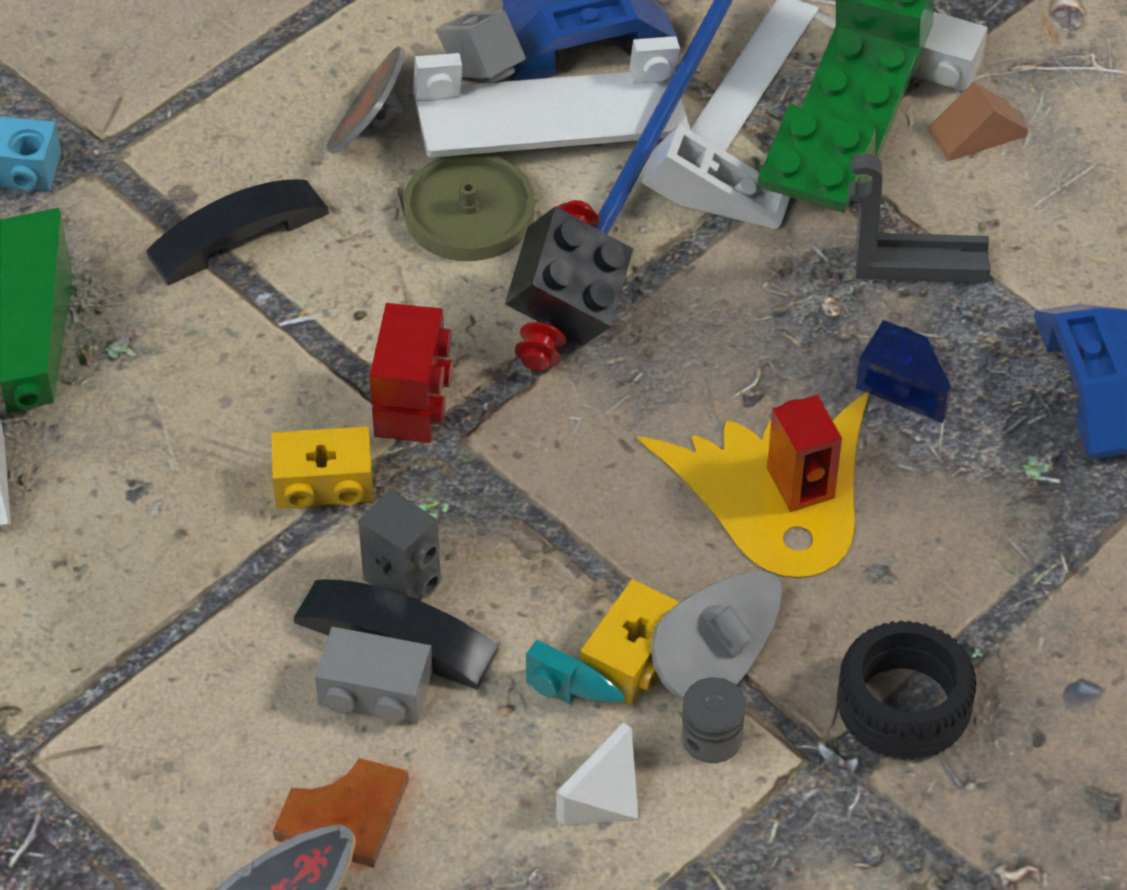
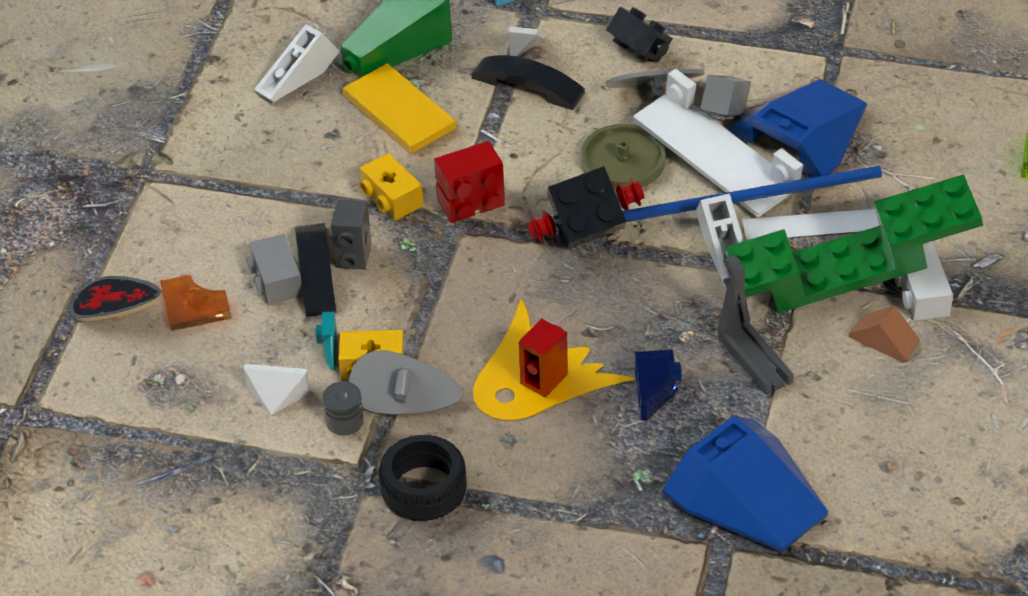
camera: 60 degrees right, 5 degrees down
(160, 388) = (399, 108): none -> yellow tile
(166, 189) = (523, 39): none -> white slope
(287, 69) = (644, 37): none -> black brick

